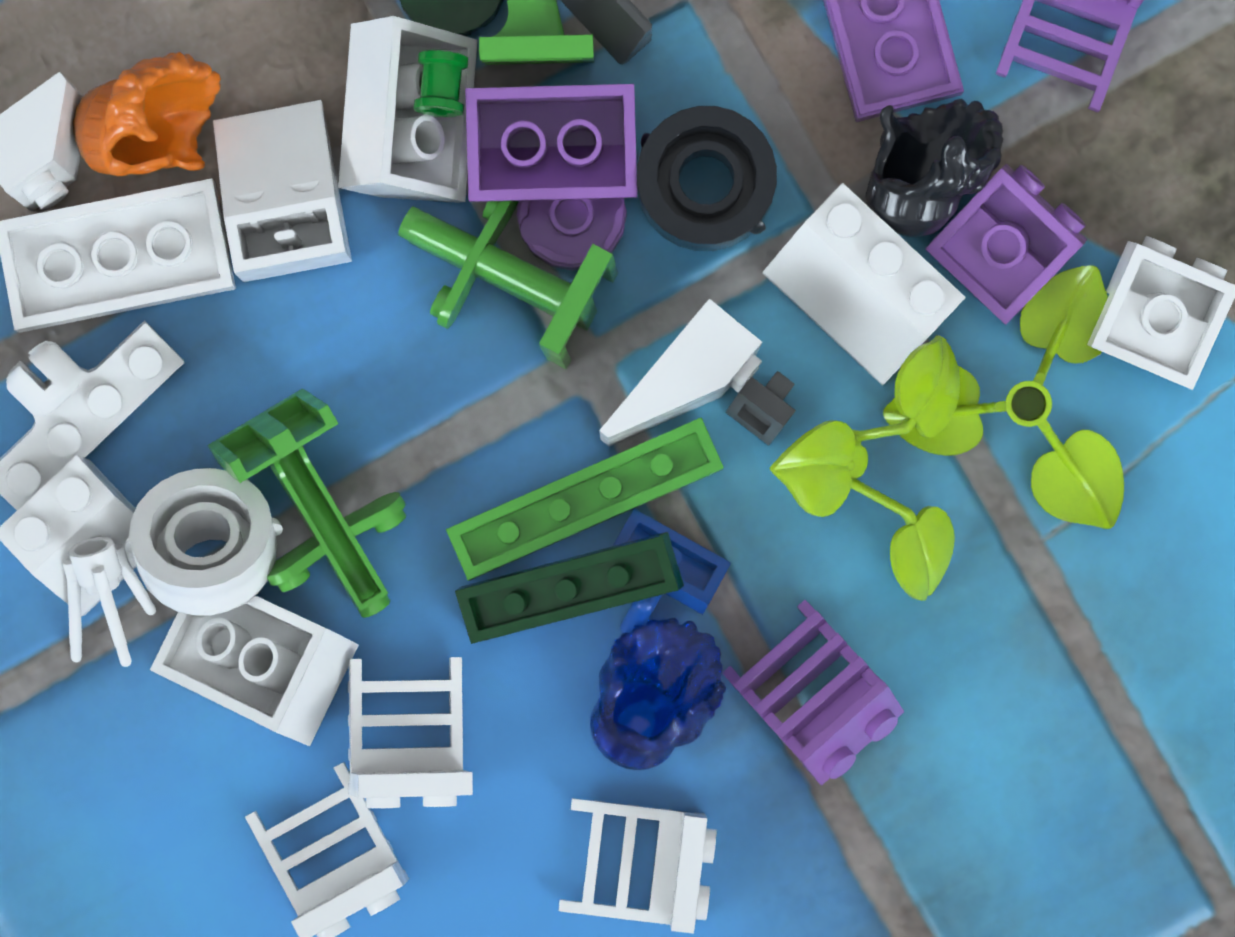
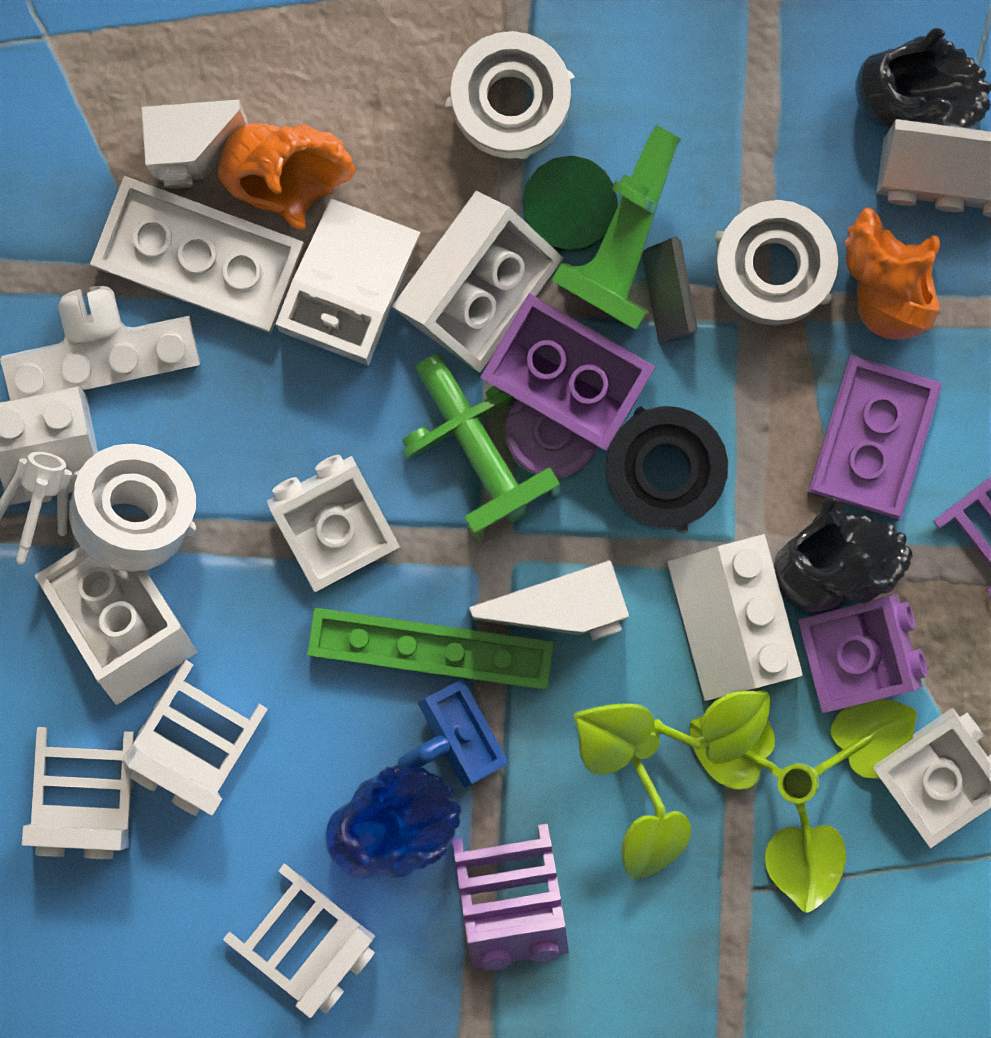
camera: 30 degrees right, 0 degrees up
(277, 441) = (230, 466): bright green piece -> none
(410, 434) = (331, 521): none -> white plate
(441, 83) = (513, 277): green bush -> none
(569, 588) = (377, 708): dark green plate -> none
(762, 407) = (603, 663): dark grey tile -> none

